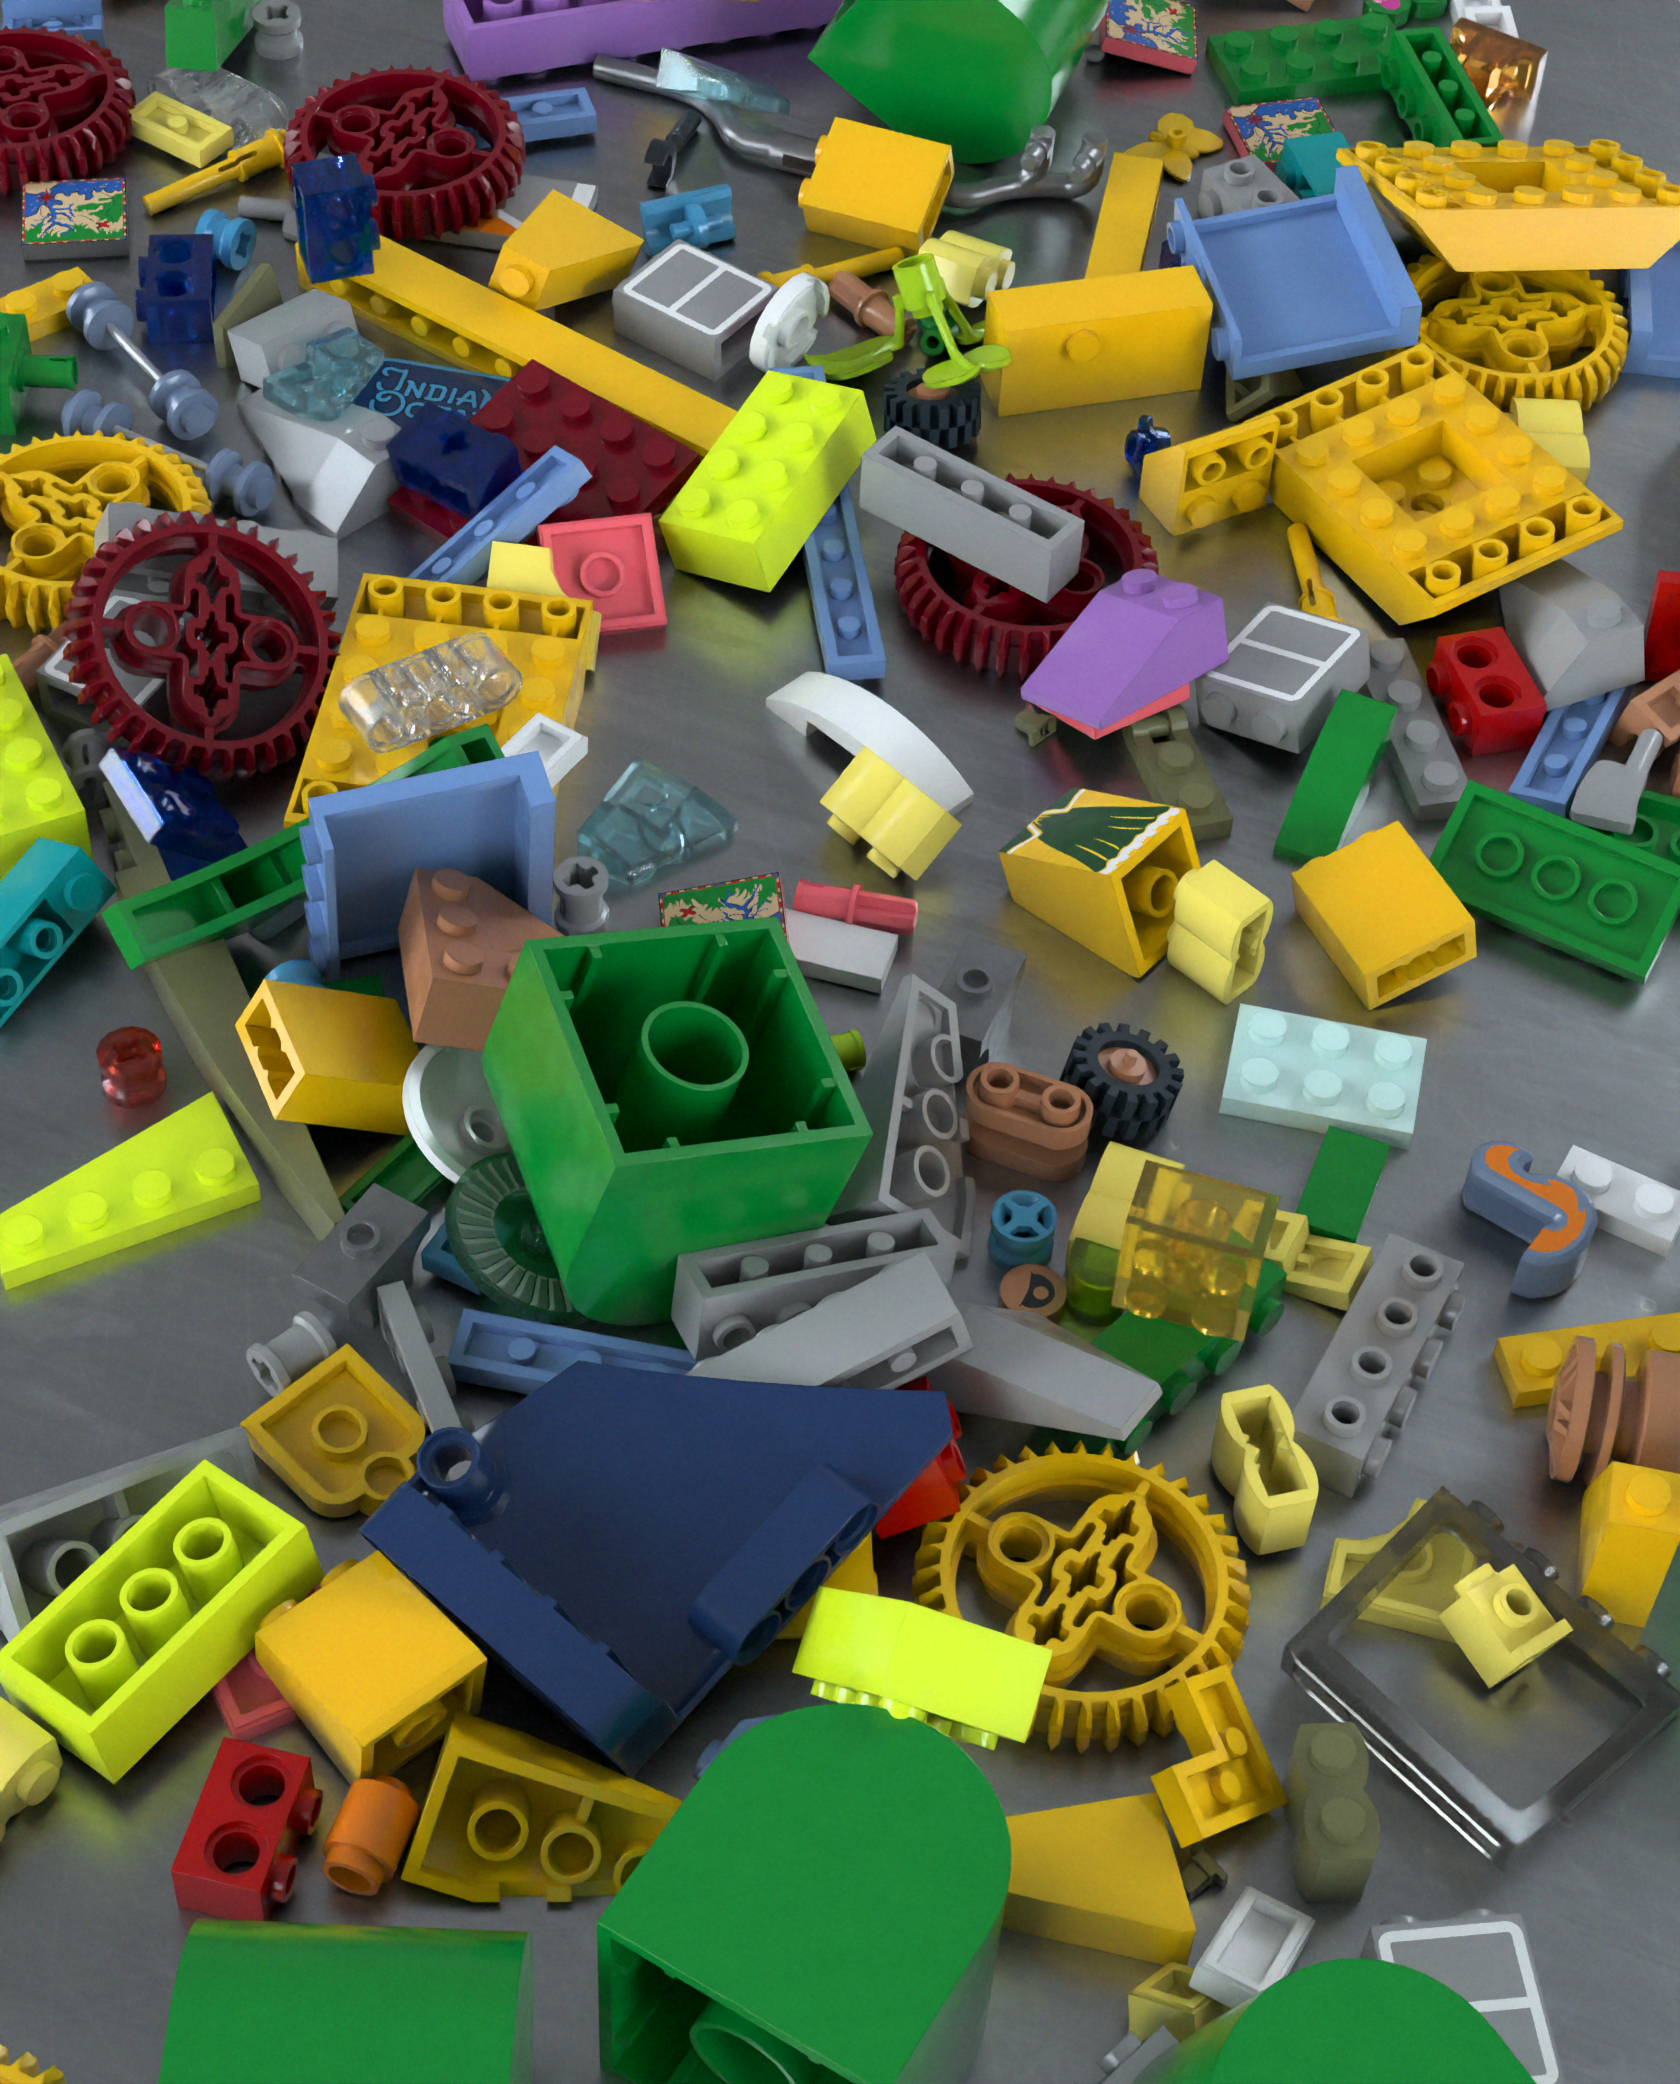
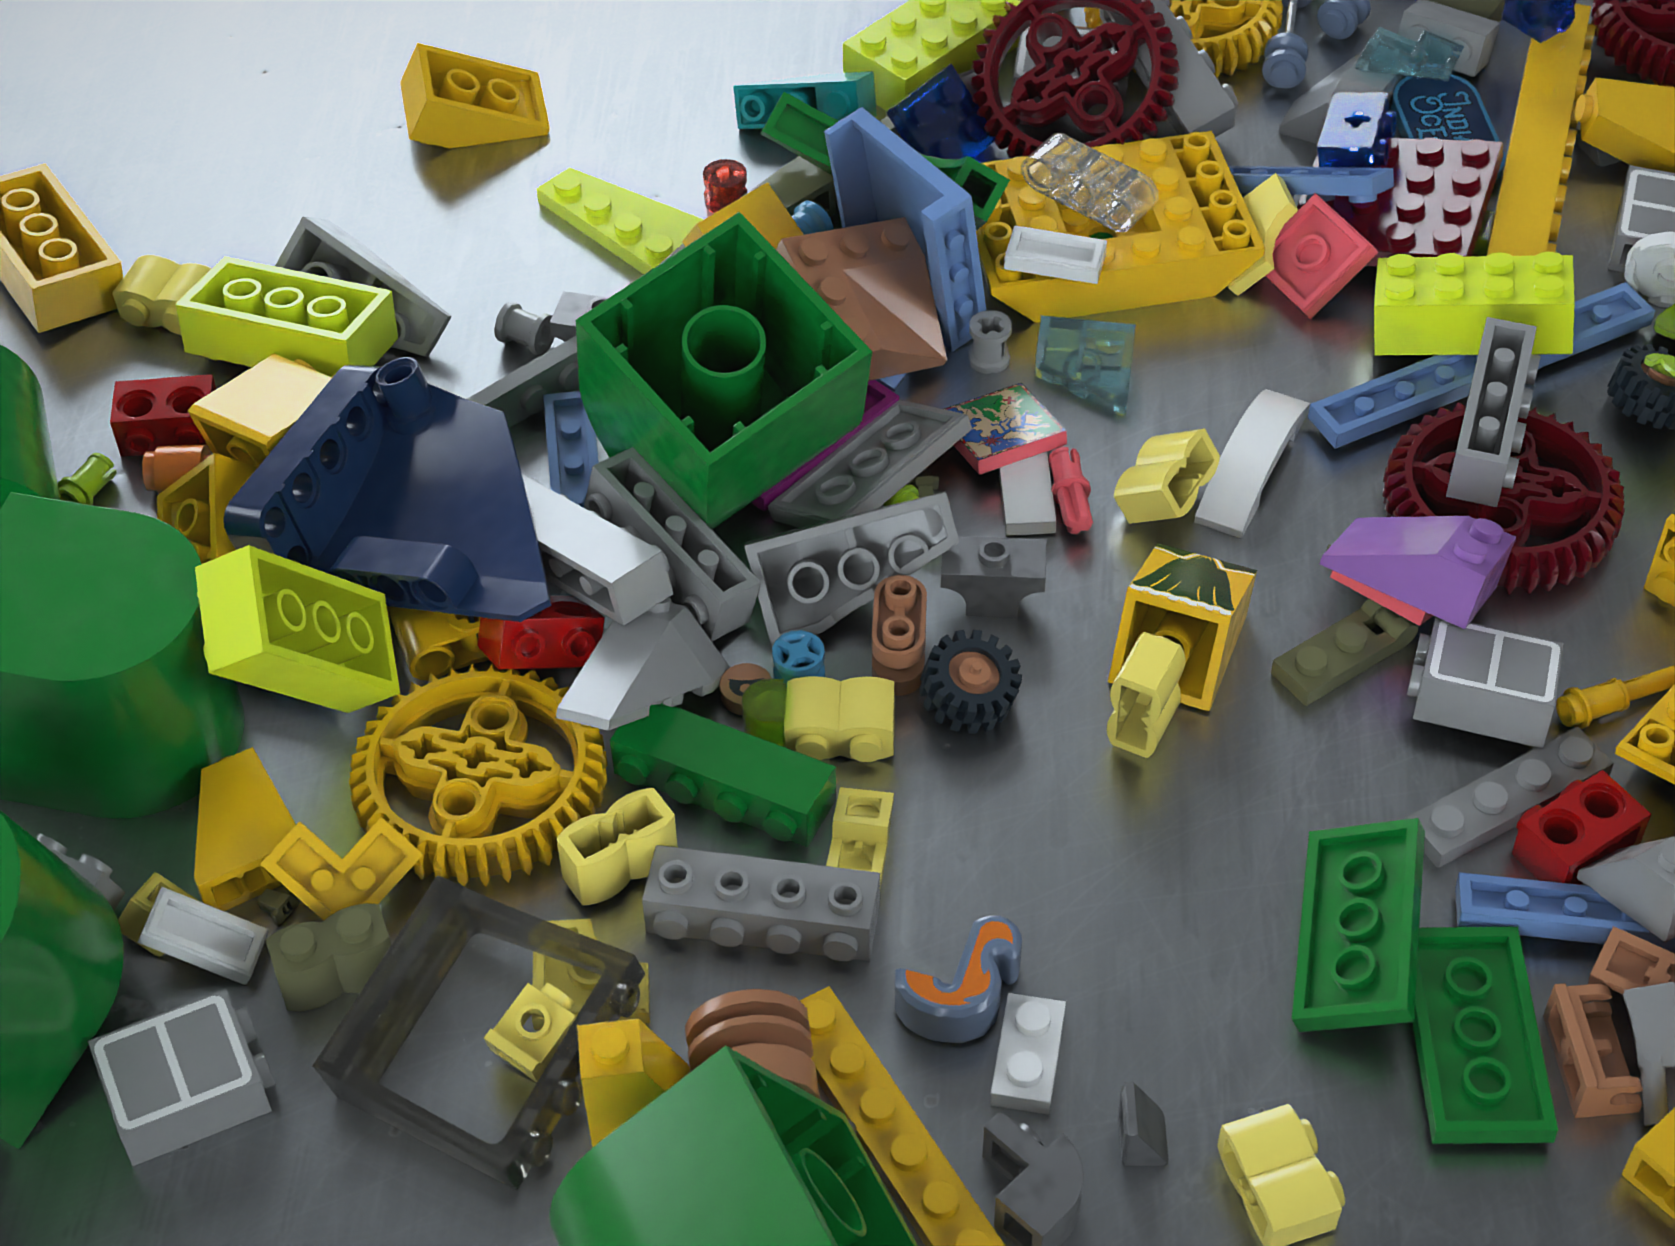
camera: 75 degrees right, 0 degrees up
(339, 1436) = (474, 357): yellow plate -> none
(1194, 1250) = (753, 722): clear yellow brick -> none
(1323, 1074) = (1062, 821): light aqua plate -> none
(1336, 777) = (1395, 748): green slope -> none
(1342, 1184) = (944, 855): green tile -> none
(1384, 914) = (1243, 807): yellow brick -> none
(1612, 790) = (1508, 945): light grey piece -> none

